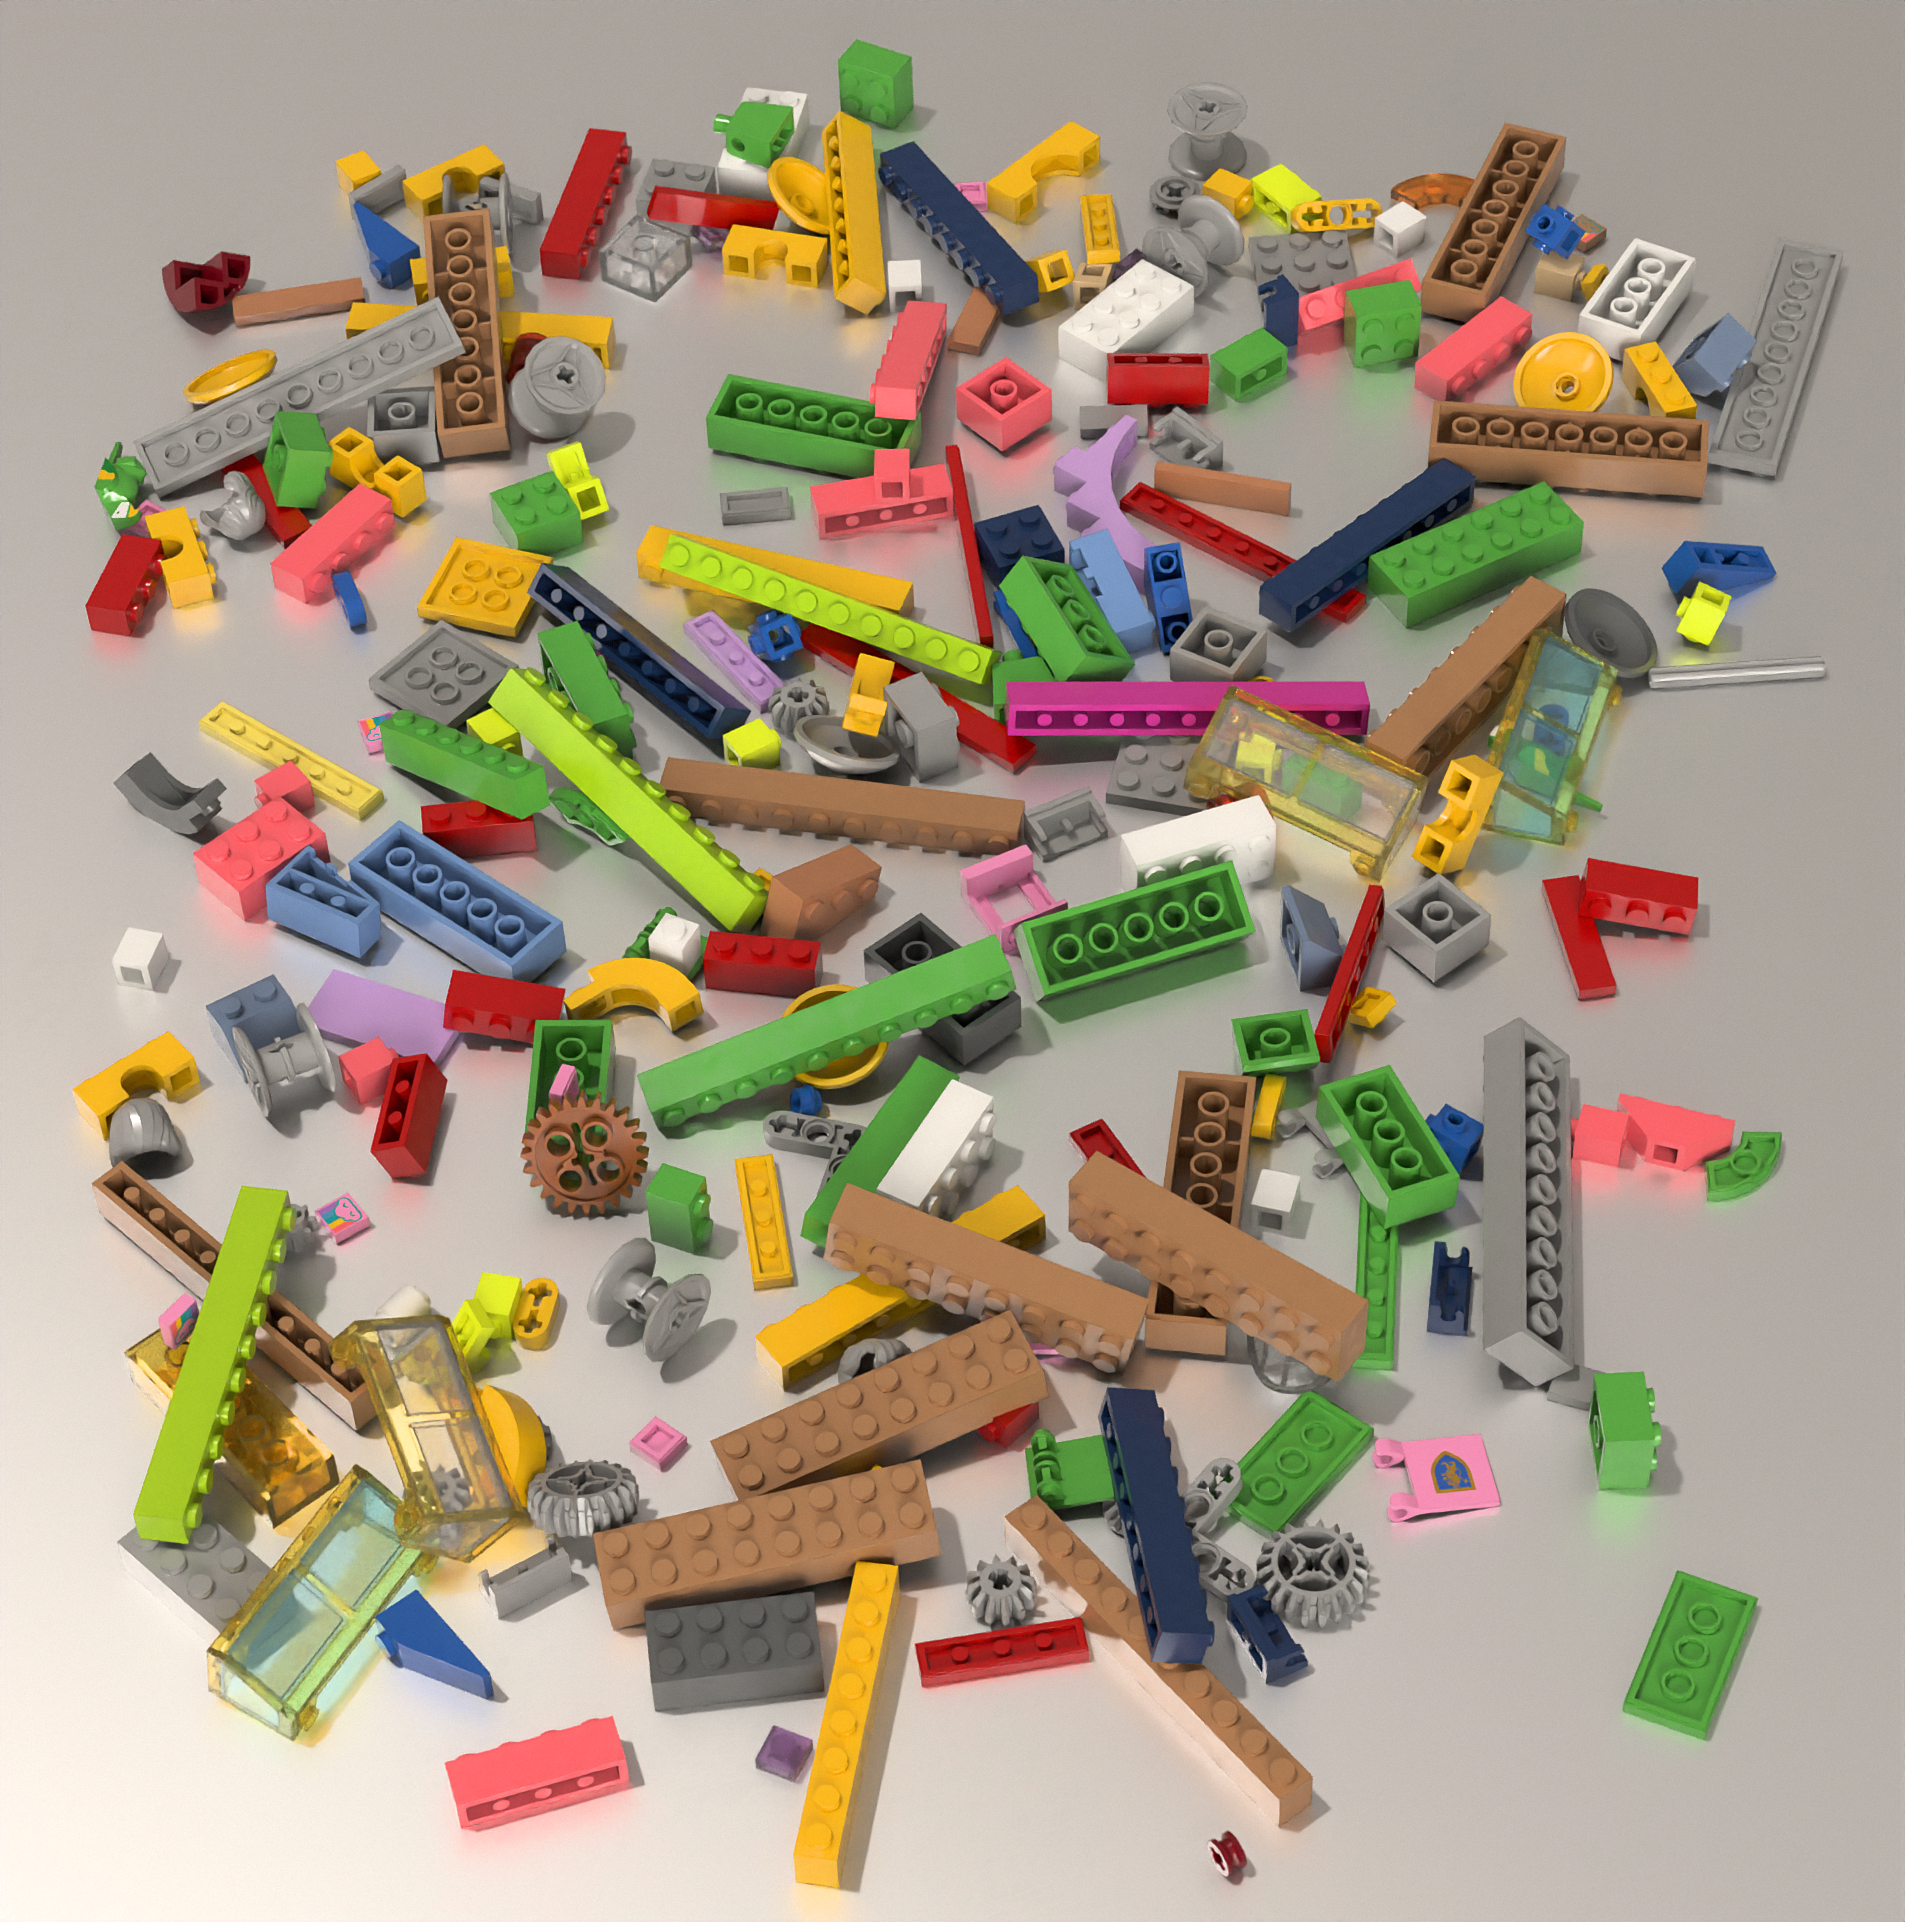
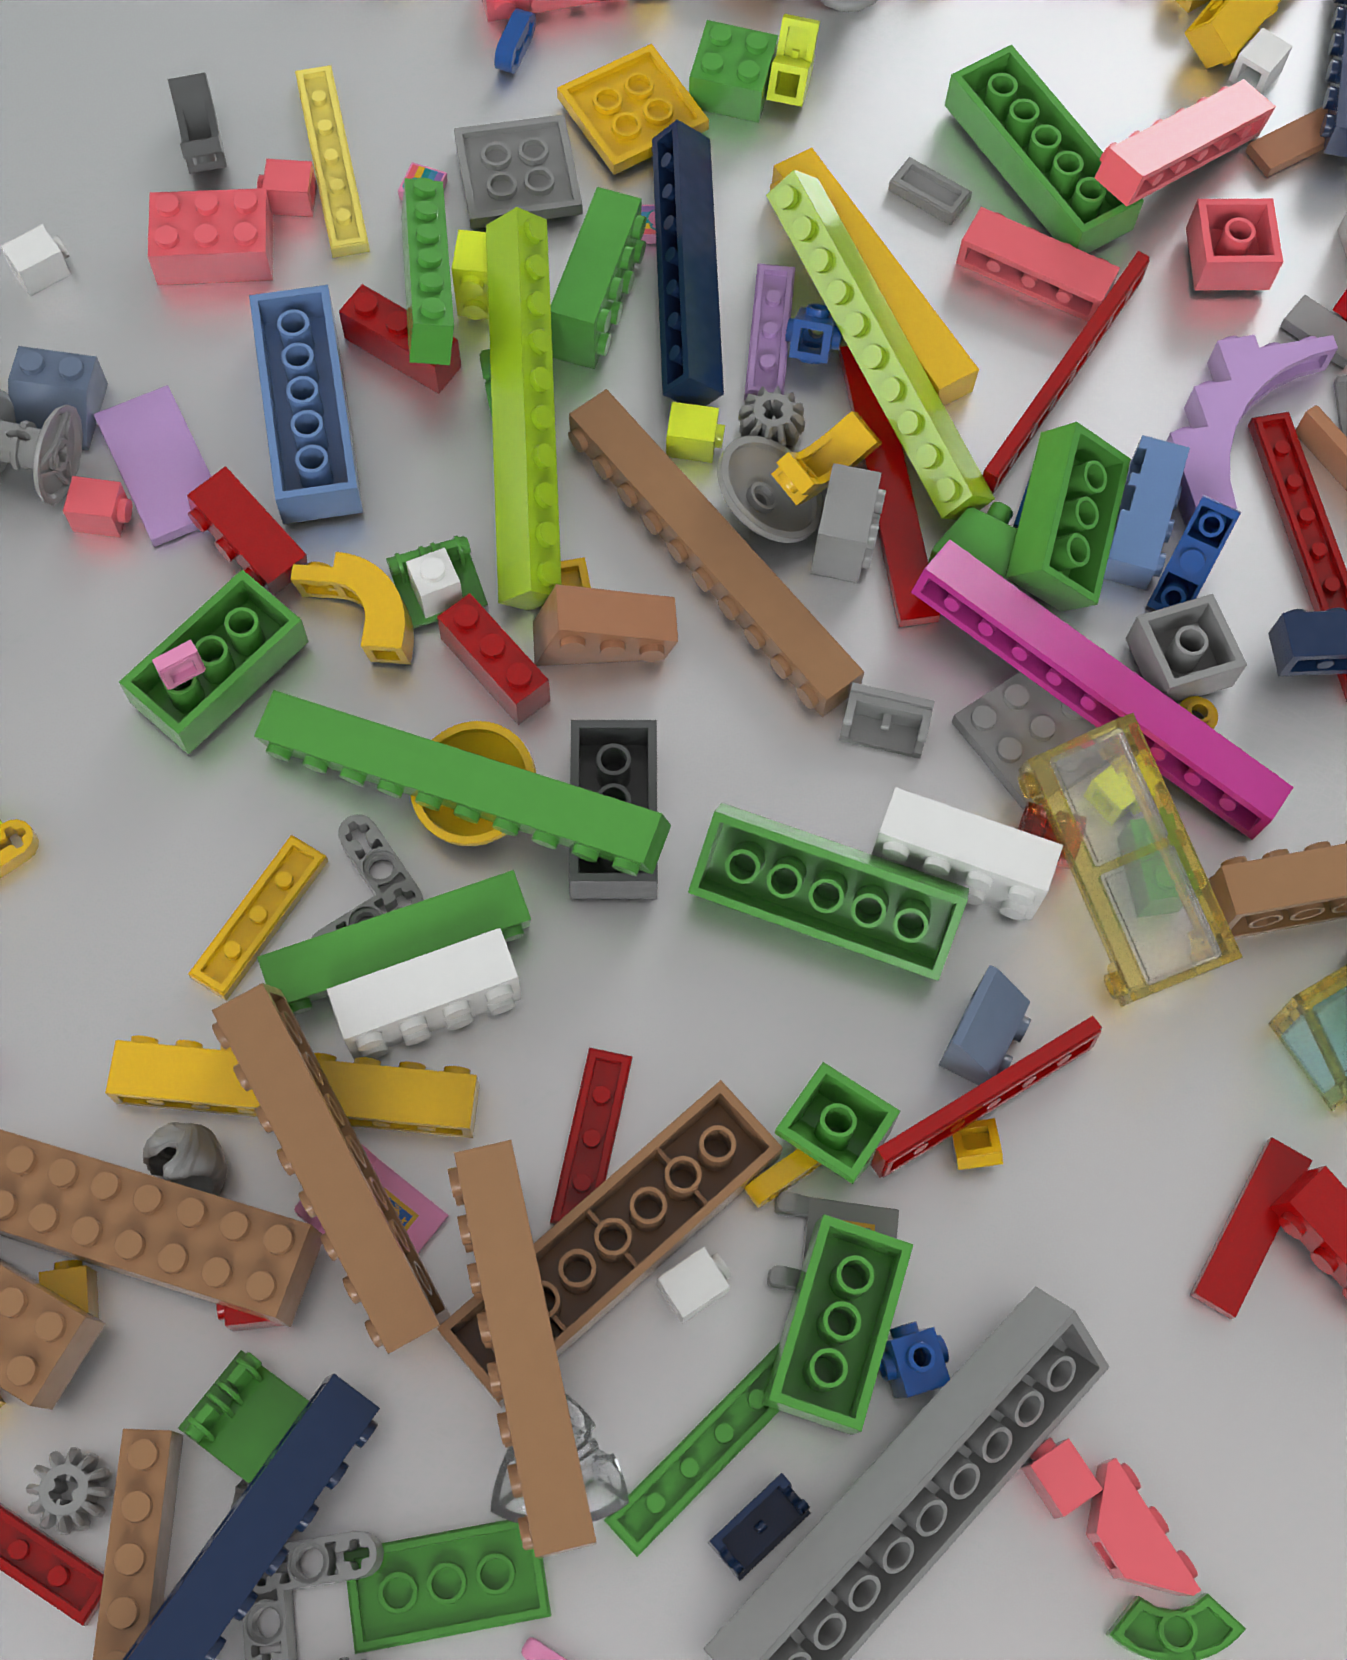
camera: 35 degrees right, 20 degrees up
(323, 905) = (208, 314): medium blue wedge -> none
(409, 1115) = (74, 577): red brick -> none
(618, 1145) = (149, 736): dark orange gear -> none
(671, 1312) = (61, 903): light grey piece -> none
(679, 1208) = (180, 854): bright green brick -> none
(805, 1100) = (401, 826): blue plate -> none
(892, 476) = (1055, 248): coral brick -> none
(1001, 874) = (774, 725): bright pink panel -> none
(1013, 535) = (1113, 399): dark blue brick -> none
(1436, 927) = (1116, 1112): light grey brick -> none
(1469, 791) = (1256, 1010): yellow arch -> none

